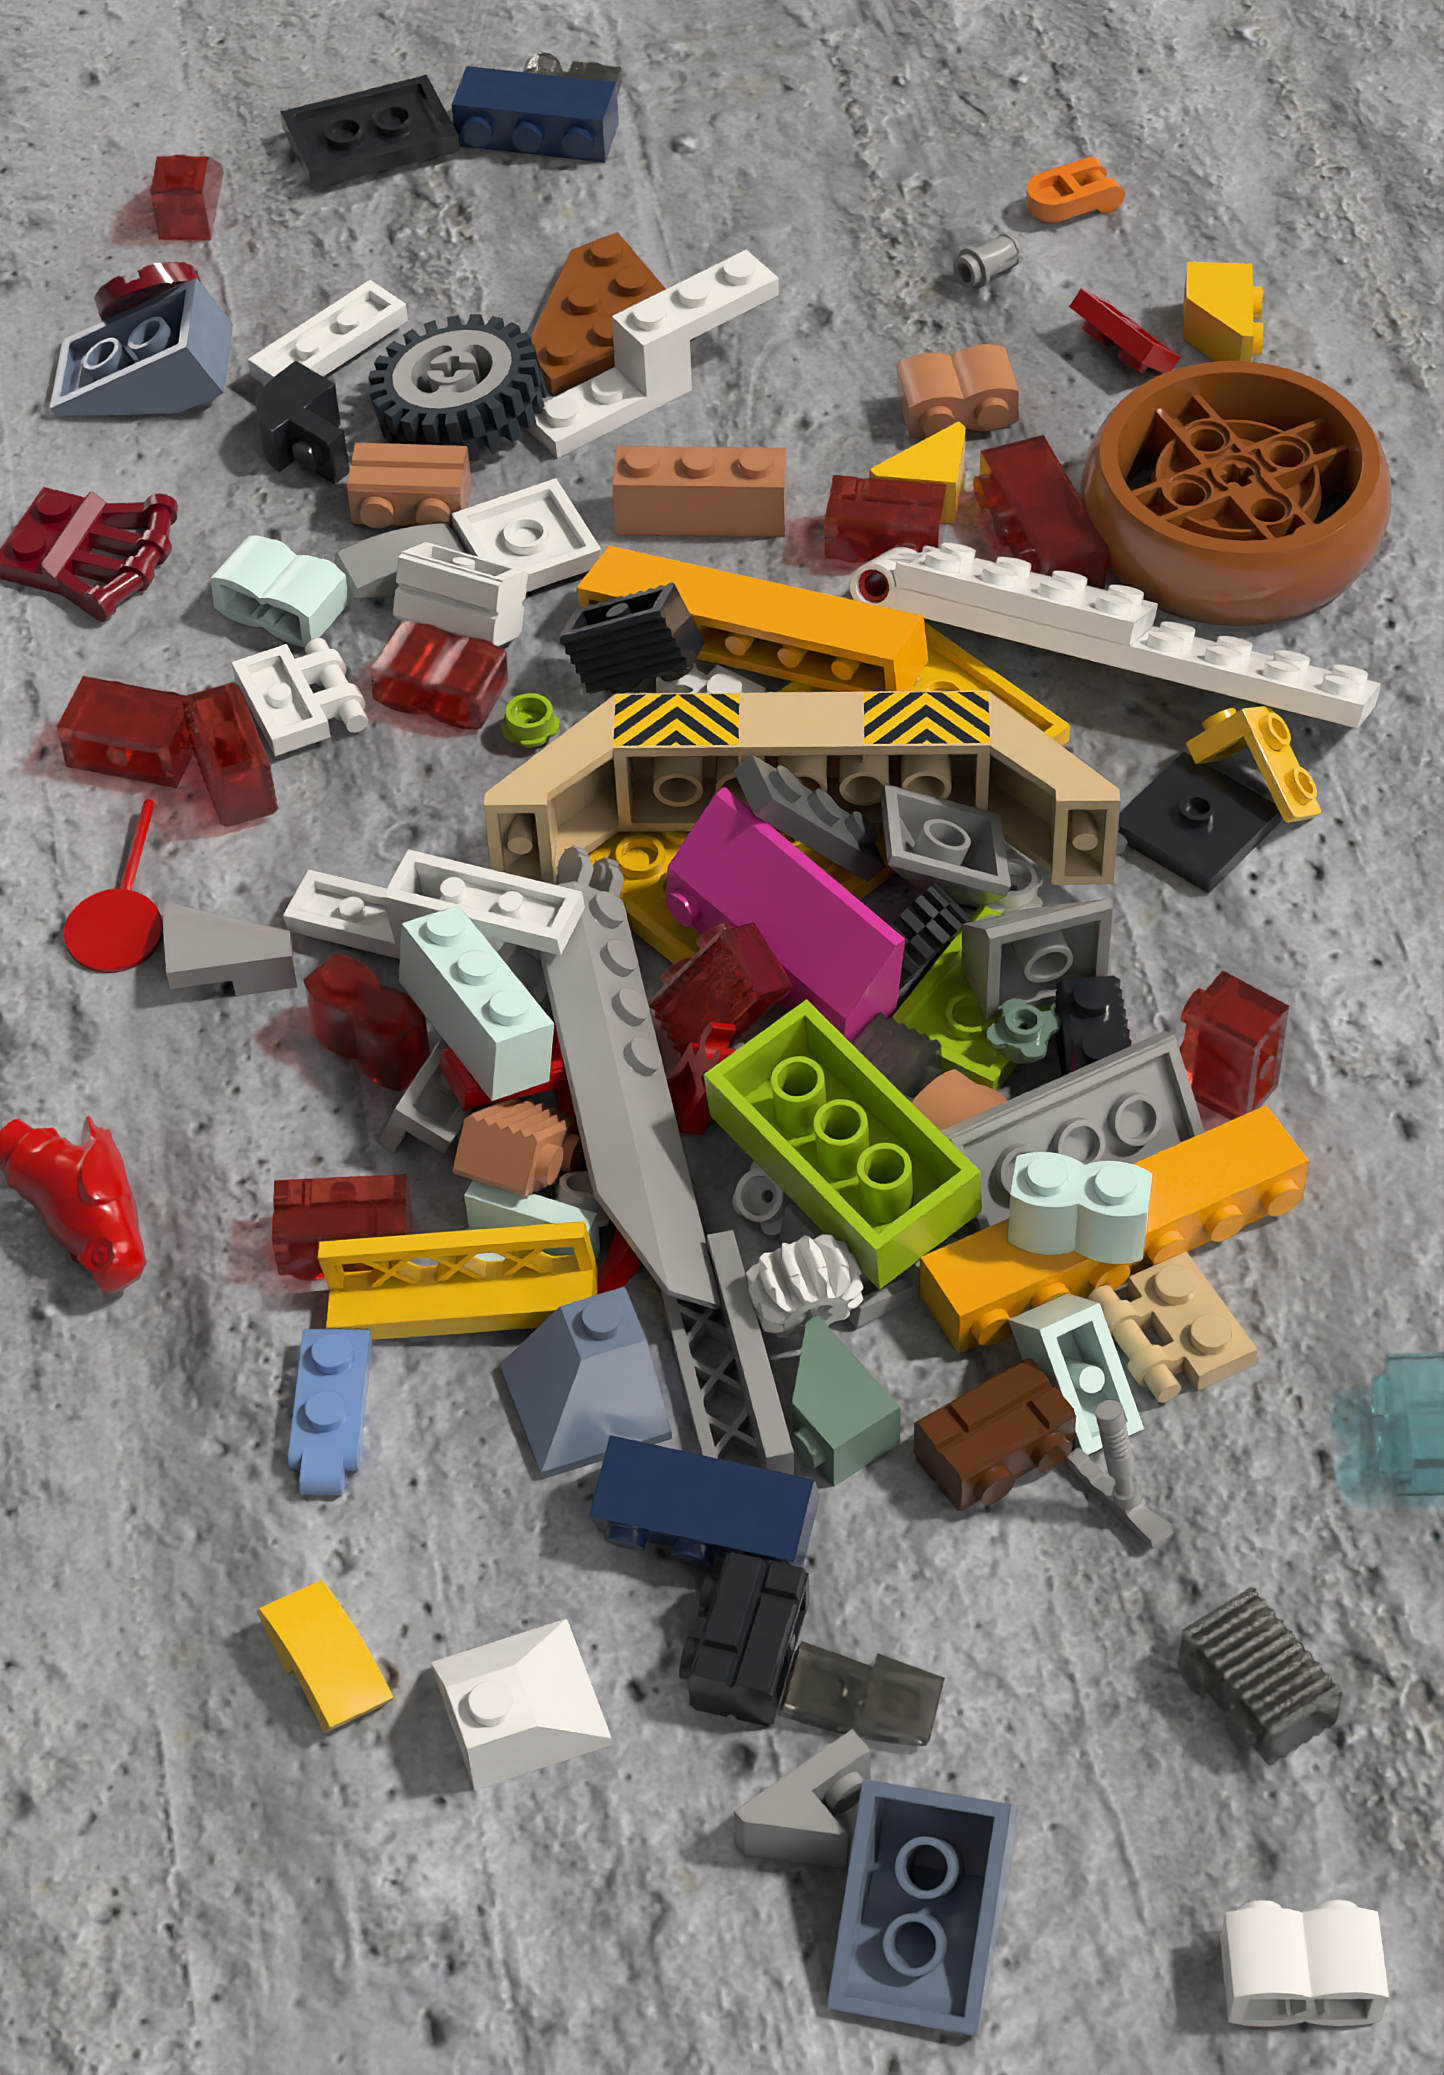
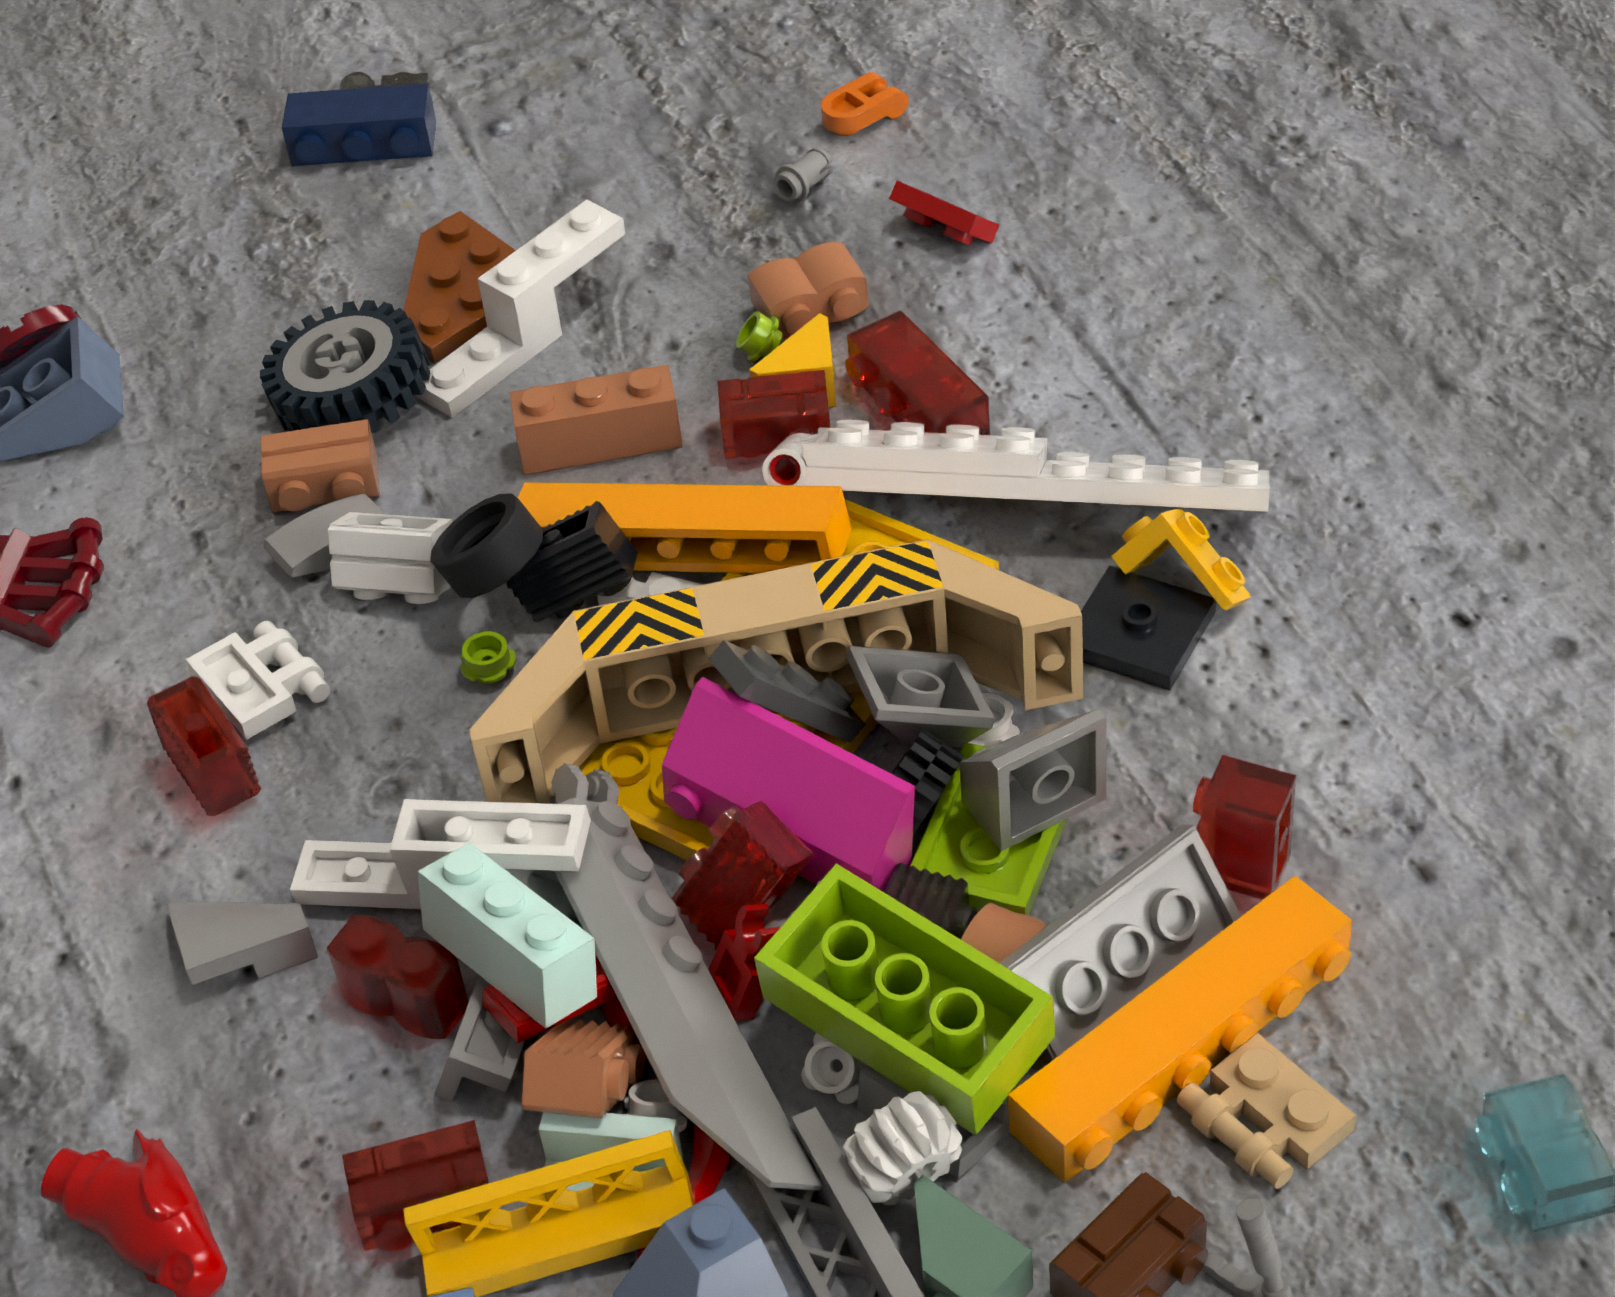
camera: 10 degrees left, 5 degrees down
(117, 926) = (125, 933): red piece -> none
(126, 732) = (95, 745): clear red brick -> none
(185, 196) = (50, 251): clear red slope -> none
(279, 590) = (217, 584): light aqua brick -> none
(301, 423) = (205, 429): black brick -> none
(333, 333) = (212, 352): white plate -> none
(369, 131) = (210, 166): black plate -> none
(439, 675) = (390, 632): clear red brick -> none
(530, 531) = (439, 482): white plate -> none
(552, 606) = (486, 545): none -> black tyre
(892, 432) = (759, 336): none -> lime plate
(1019, 1044) = (1042, 853): sand green plate -> none
(1079, 1207) = (1154, 1012): light aqua brick -> none
(1080, 1359) = (1189, 1157): light aqua slope -> none
(1091, 1021) = (1101, 834): black brick -> none
(1221, 311) = (1026, 181): yellow slope -> none
(1237, 492) = (1091, 327): dark orange wheel -> none

